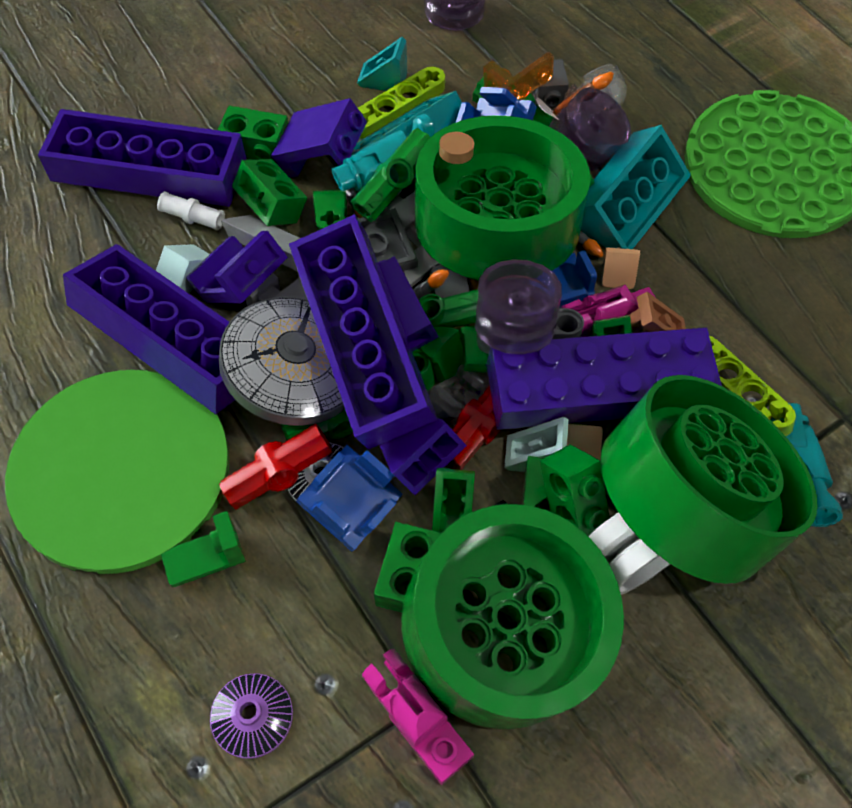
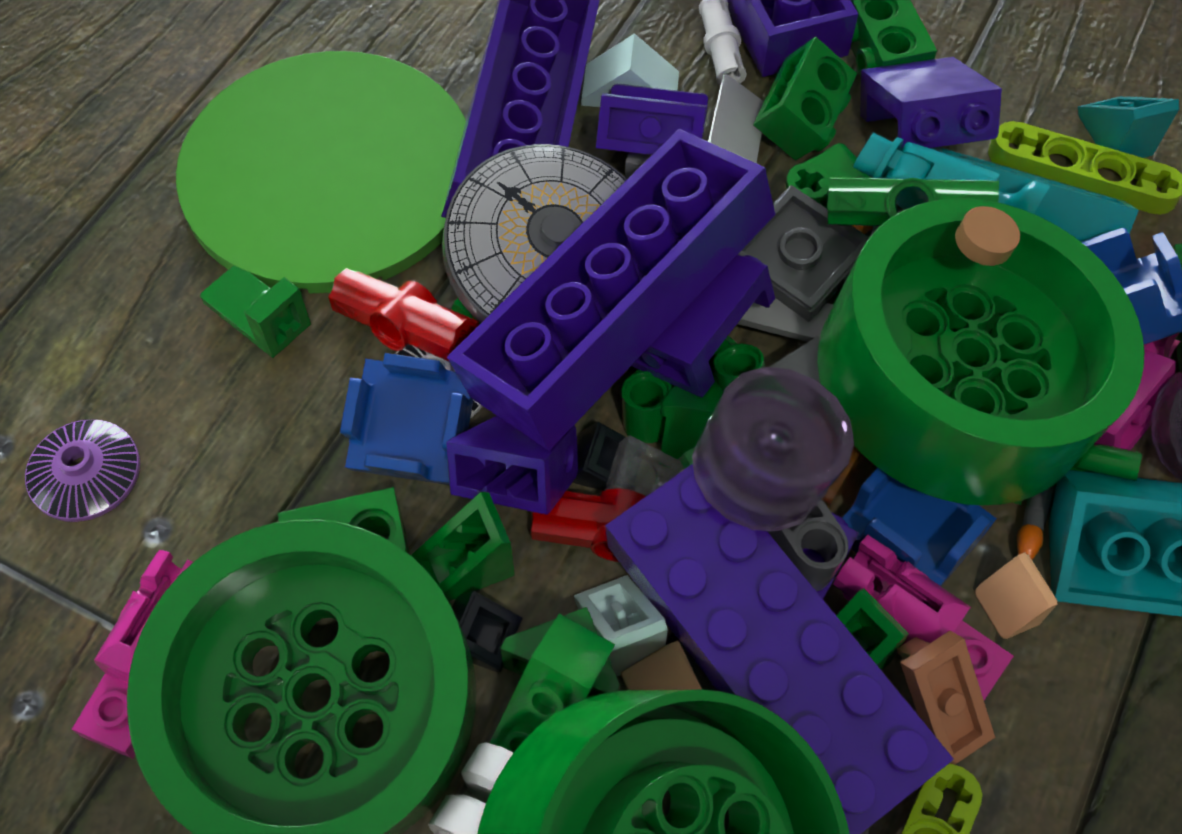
camera: 60 degrees right, 0 degrees up
(434, 281) = (785, 347): piece -> none

